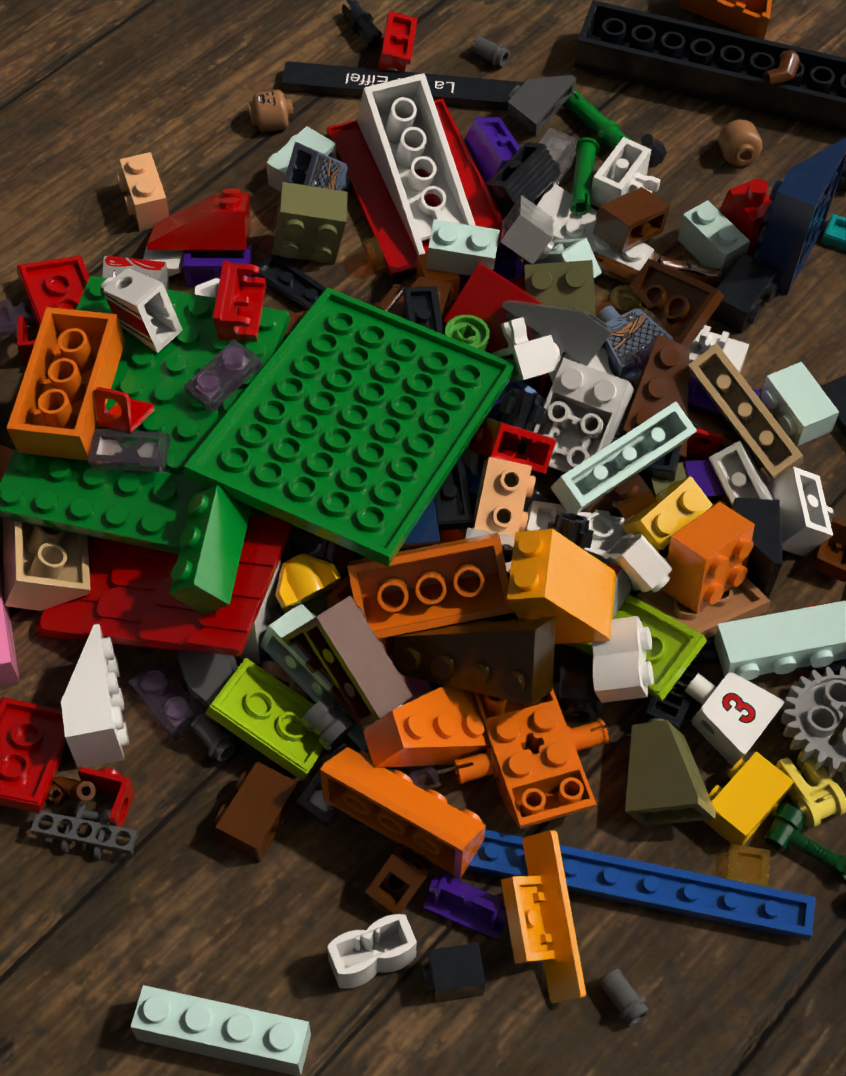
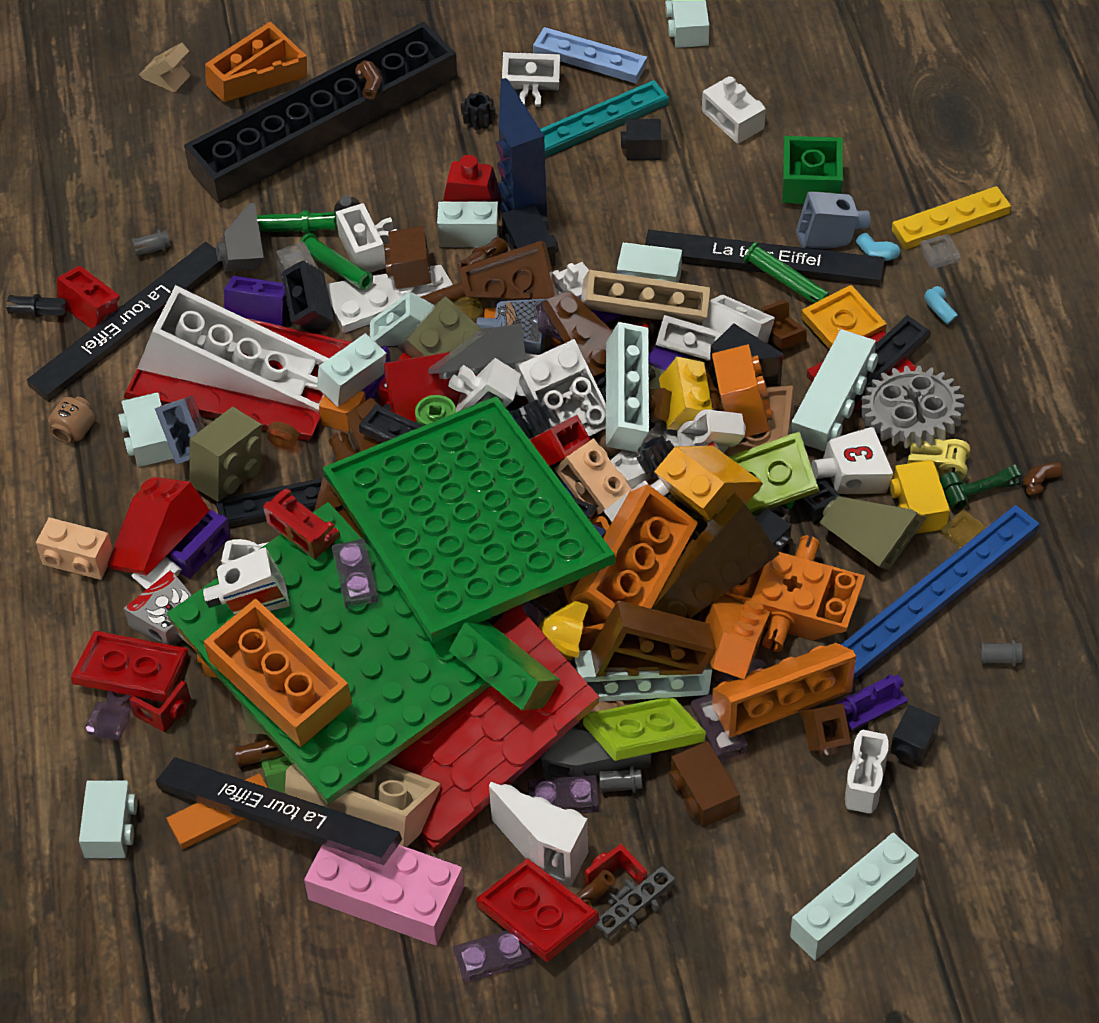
camera: 50 degrees left, 5 degrees down
(125, 414) = (337, 650): red bracket -> none
(129, 450) = (373, 668): piece -> none
(327, 722) = (678, 694): dark grey wheel -> none
(528, 230) = (375, 320): light grey brick -> none
(542, 918) = (919, 656): light orange bracket -> none
(621, 663) = (781, 492): white brick -> none
(740, 140) = (395, 151): medium nougat head -> none

